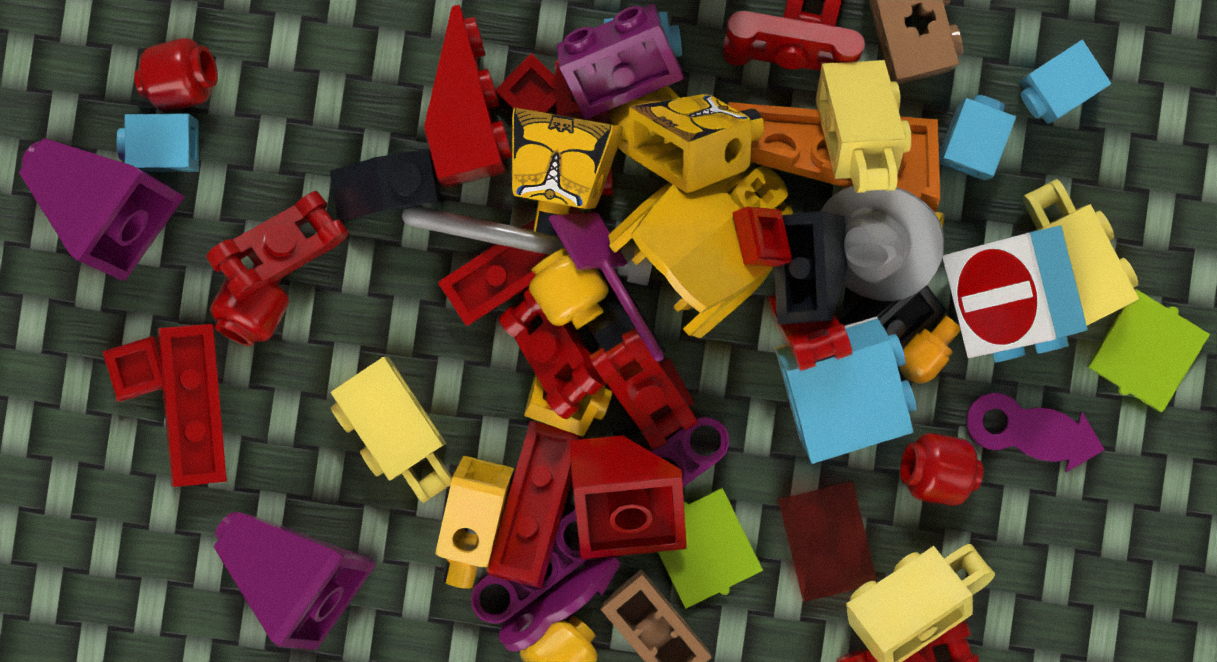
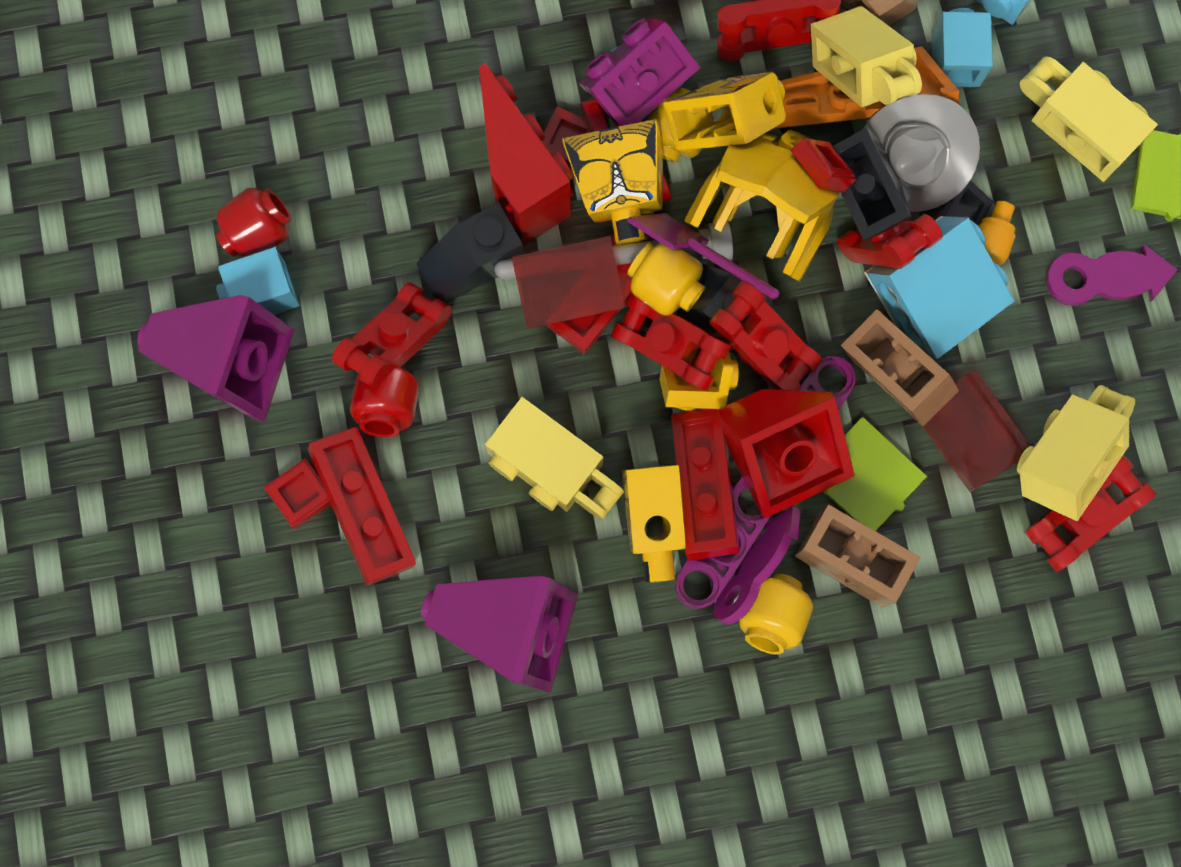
camera: 20 degrees left, 10 degrees down
(470, 255) = (568, 282): none -> clear red plate
(770, 459) = (900, 367): none -> medium nougat brick
(941, 469) = (1048, 330): red head -> none
(1015, 295) = (1053, 154): piece -> none

